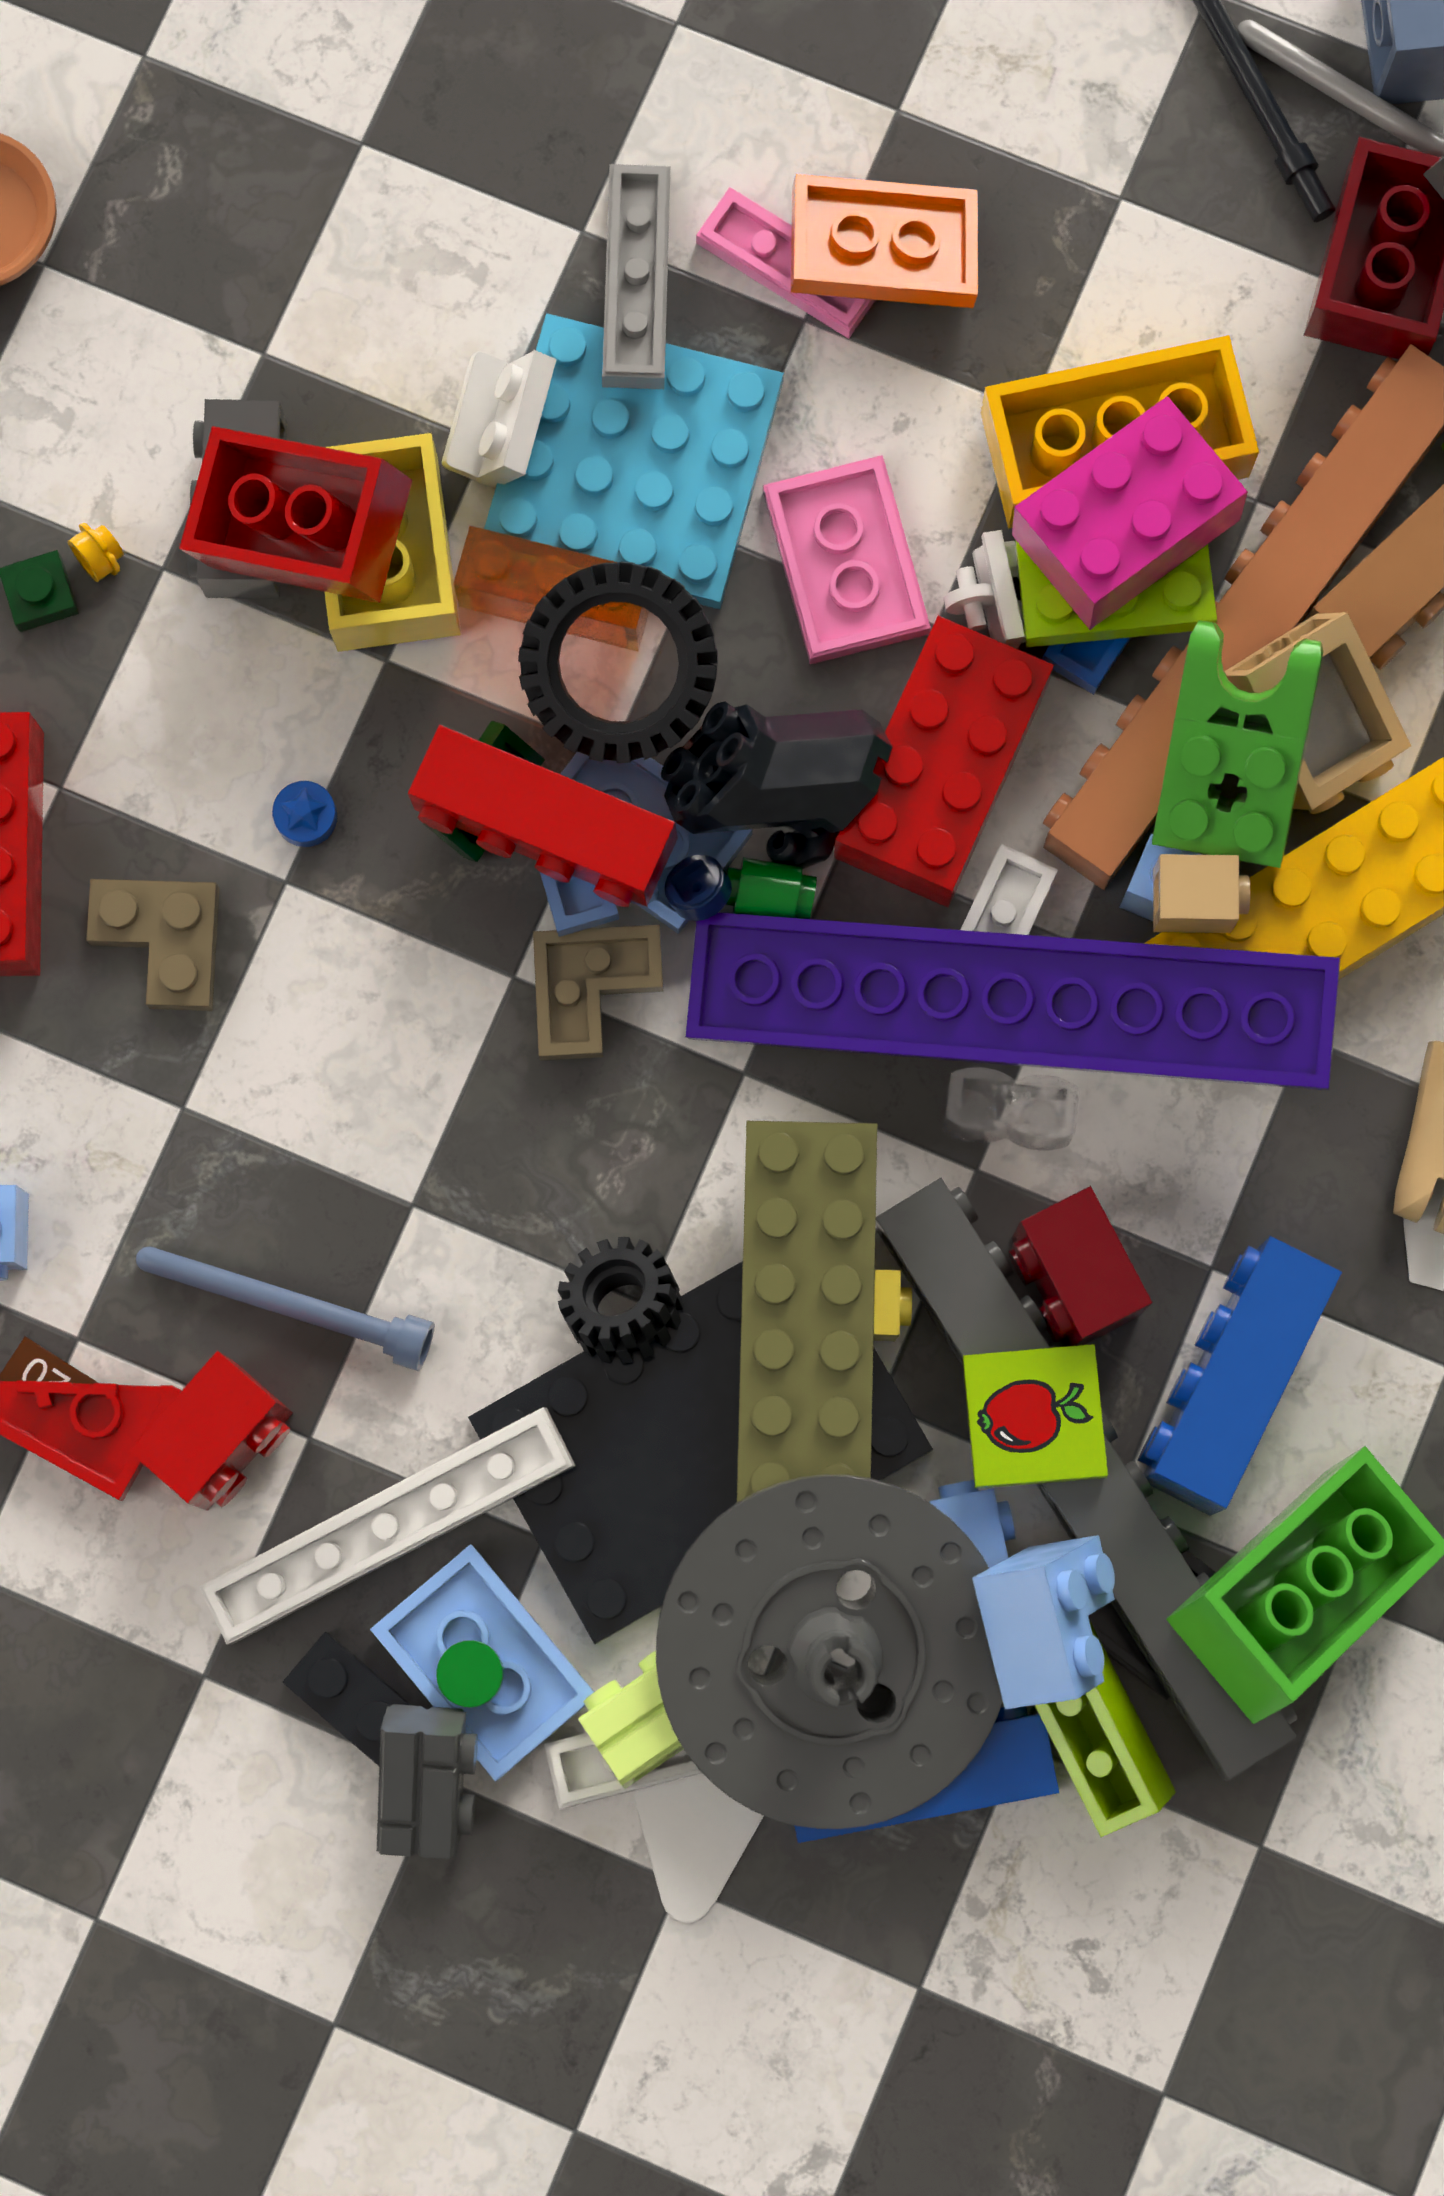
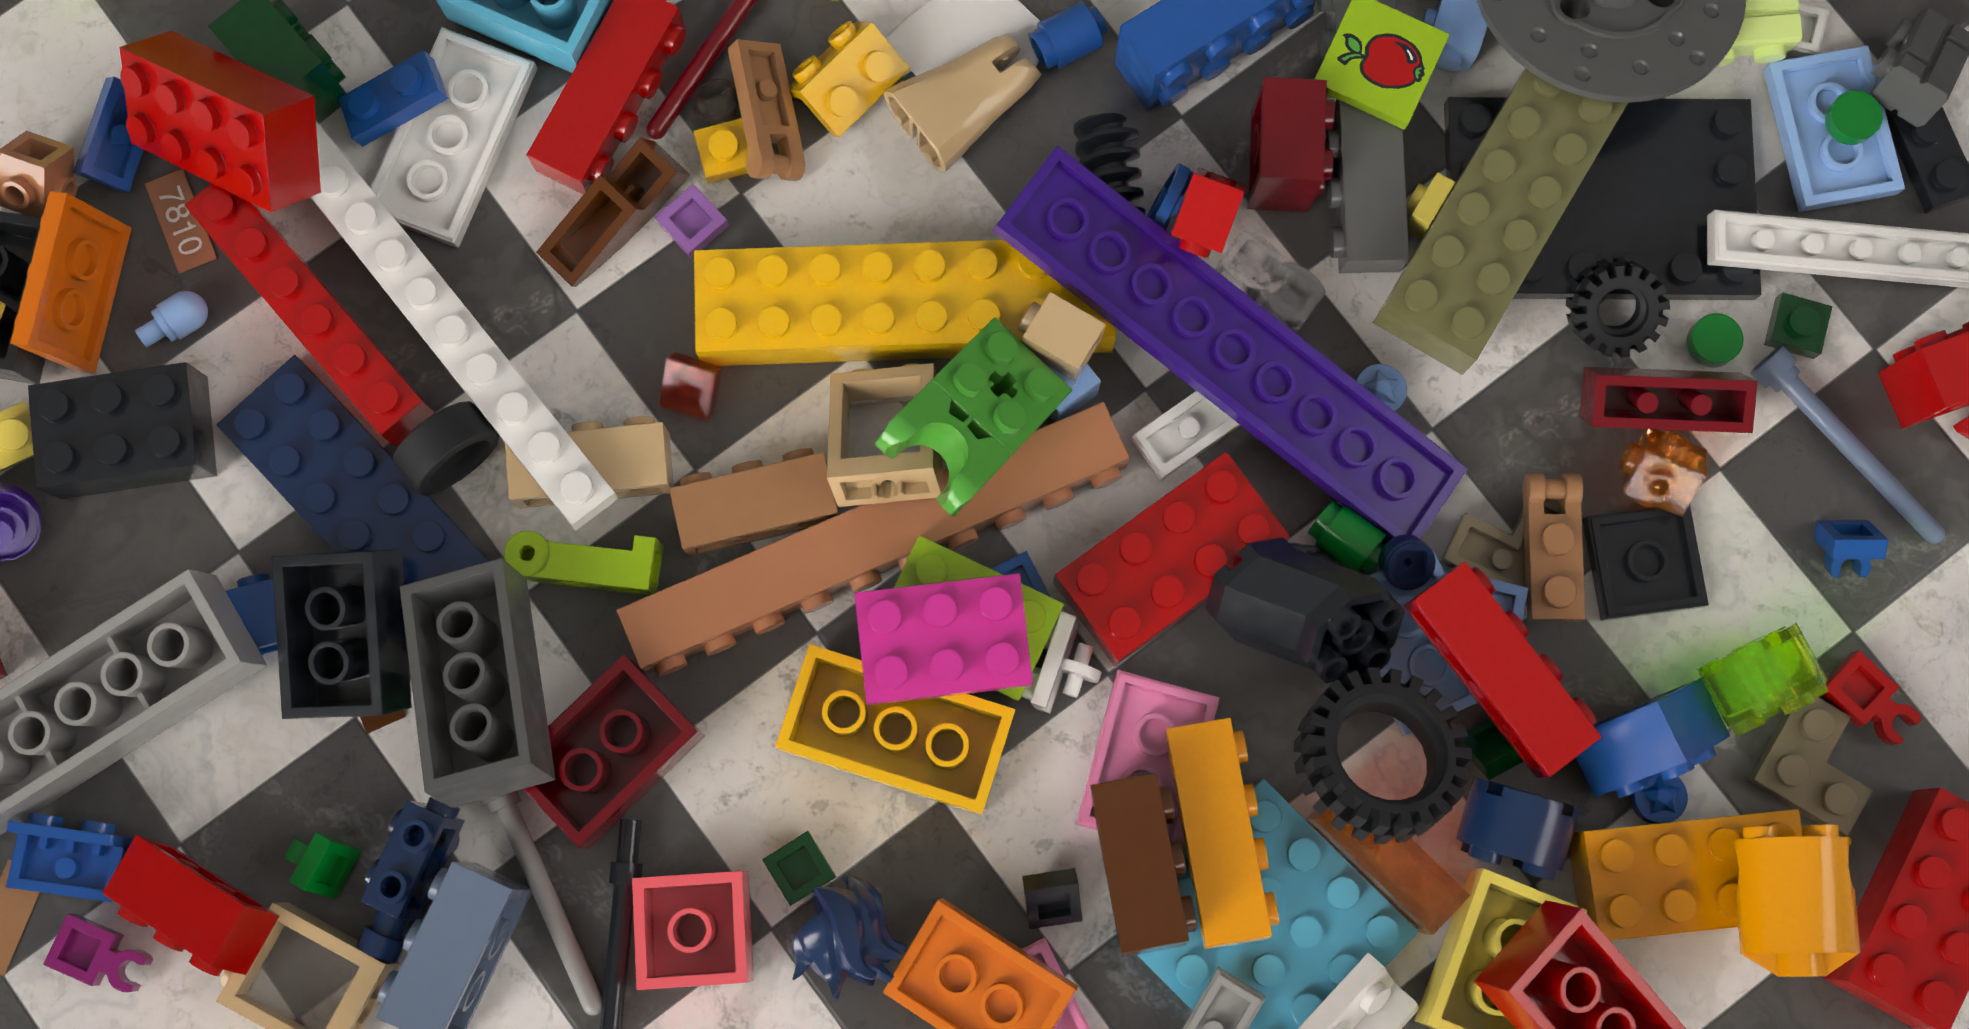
camera: 155 degrees left, 0 degrees up
(133, 732) = (1796, 900): none -> light orange cylinder
(144, 1038) = (1865, 695): none -> red plate
(236, 741) = (1665, 873): none -> light orange brick
(237, 1189) = (1850, 540): none -> blue tile
(262, 976) = (1763, 676): none -> clear neon green brick
(343, 853) = (1653, 738): none -> blue brick
(408, 1410) = (1798, 325): none -> dark green plate
(438, 678) = (1517, 826): none -> dark blue brick
(443, 1053) = (1644, 563): none -> black tile
(477, 1147) = (1663, 470): none -> clear orange brick
(491, 1340) = (1714, 340): none -> green tile
(514, 1225) = (1668, 399): none -> dark red brick
(550, 992) = (1553, 549): none -> medium nougat plate
(737, 505) = (1219, 833): none -> light orange brick
(799, 419) = (1142, 864): none -> reddish brown brick
(823, 1078) = (1385, 384): none -> medium blue tile
(865, 368) = (1052, 898): none -> black plate
(1044, 212) = (846, 936): none -> dark blue hair
(1124, 1127) = (1207, 212): none -> red brick
(1130, 259) = (799, 868): none -> dark green plate
(1171, 1129) = (1170, 196): none -> blue wheel
(1197, 137) = (692, 930): none -> coral brick
(1252, 1141) = (1105, 155): none -> black piece
(1391, 1274) = (1068, 35): none -> blue brick

